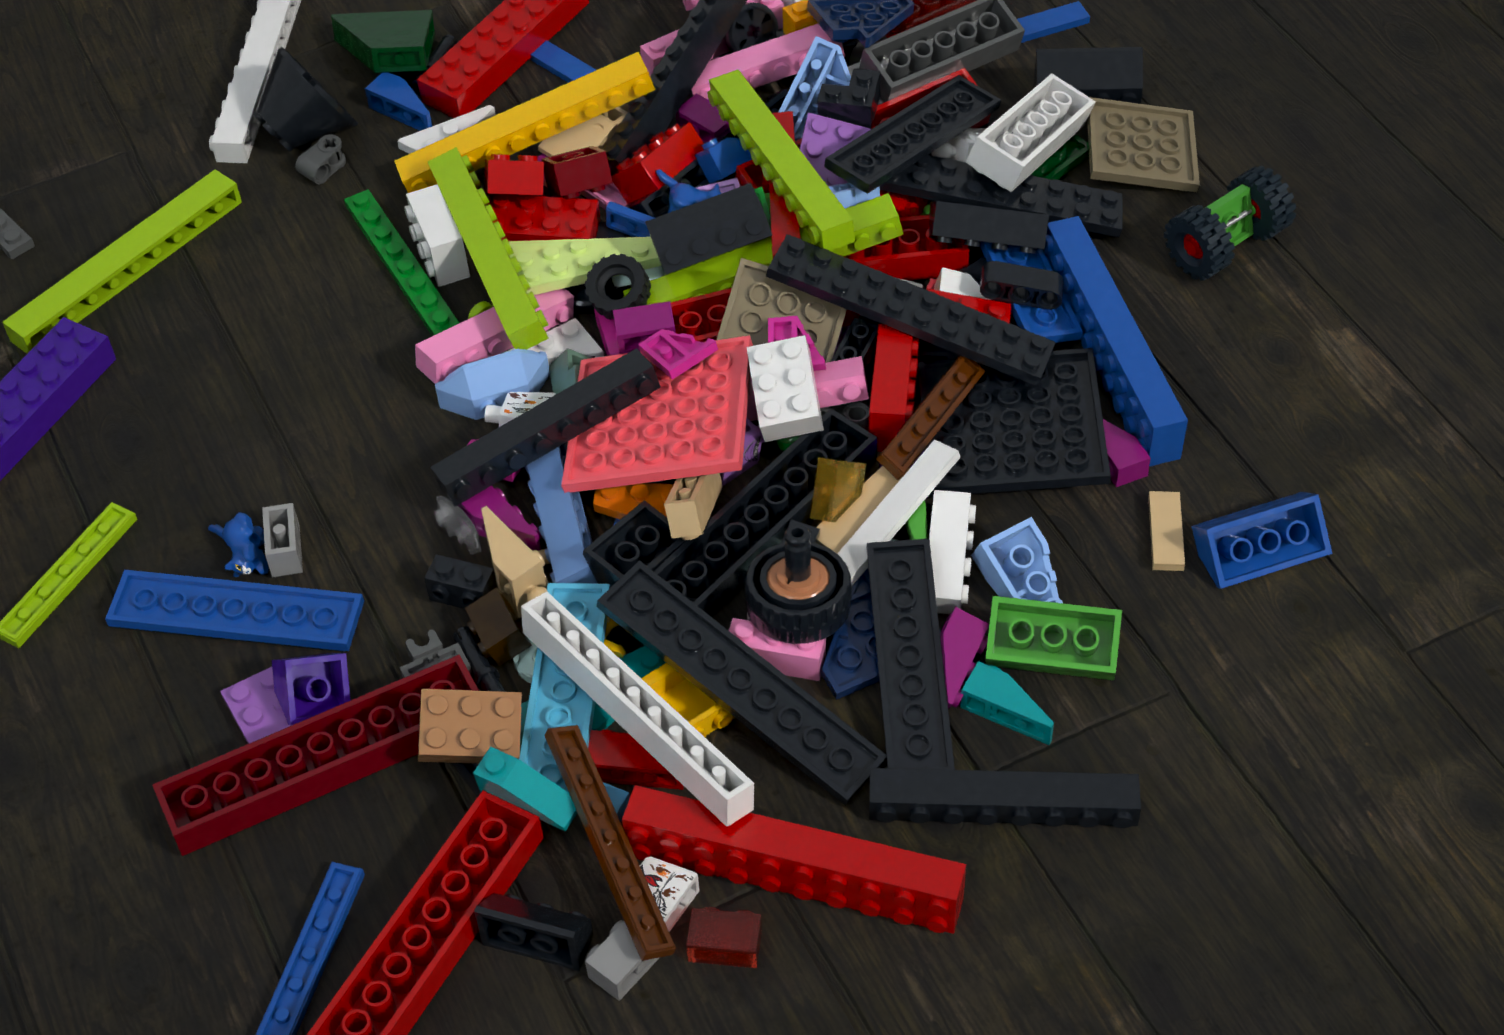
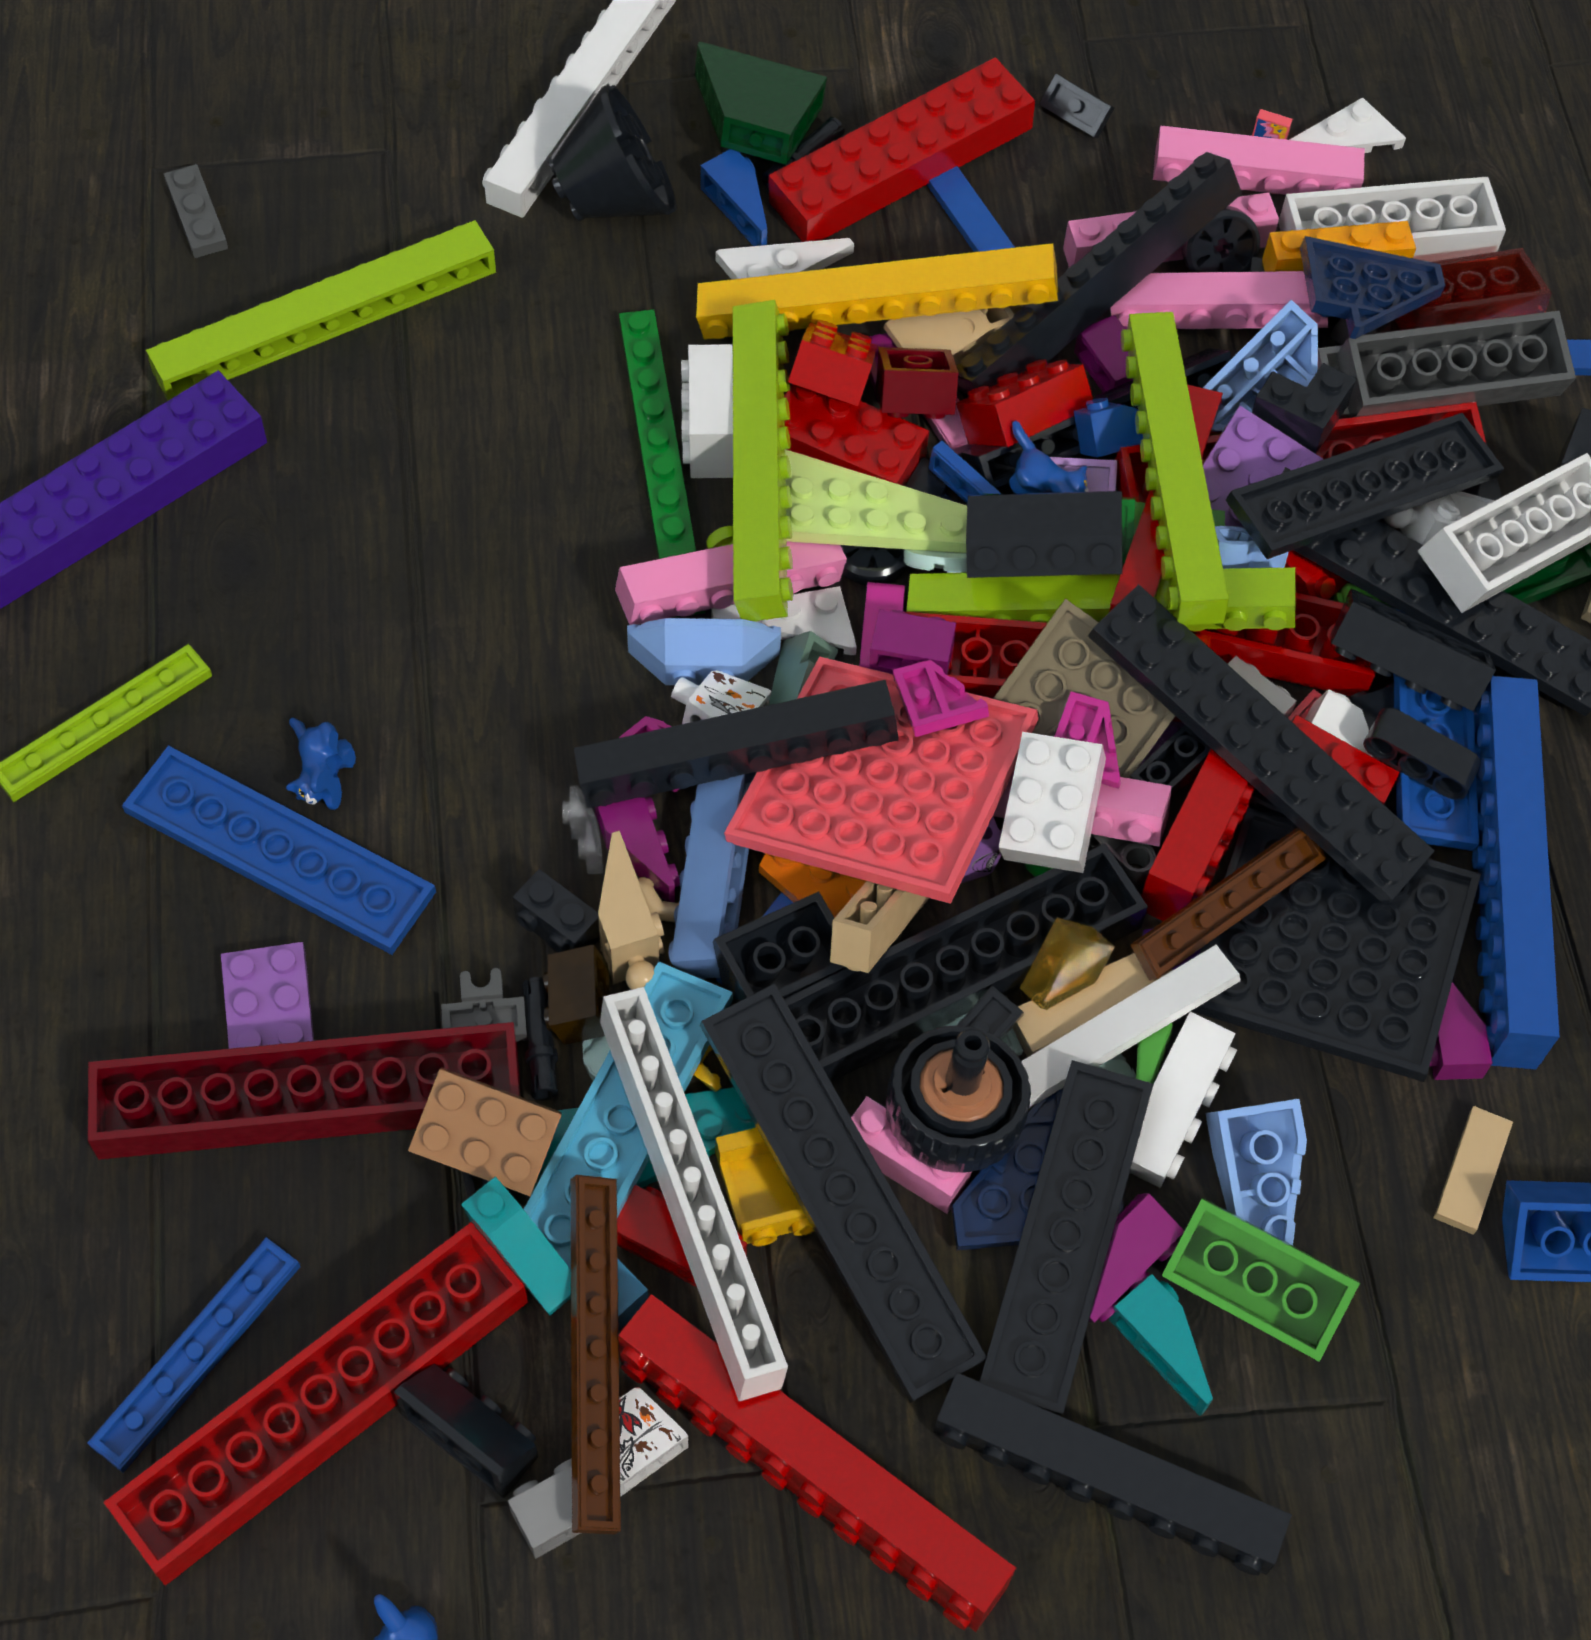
camera: 15 degrees right, 10 degrees up
(282, 540) = (366, 775): light grey brick -> none
(310, 684) = (326, 993): dark purple slope -> none
(321, 161) = (609, 251): dark grey piece -> none
(608, 268) = (888, 546): black tyre -> none
(724, 937) = (690, 1528): clear red brick -> none

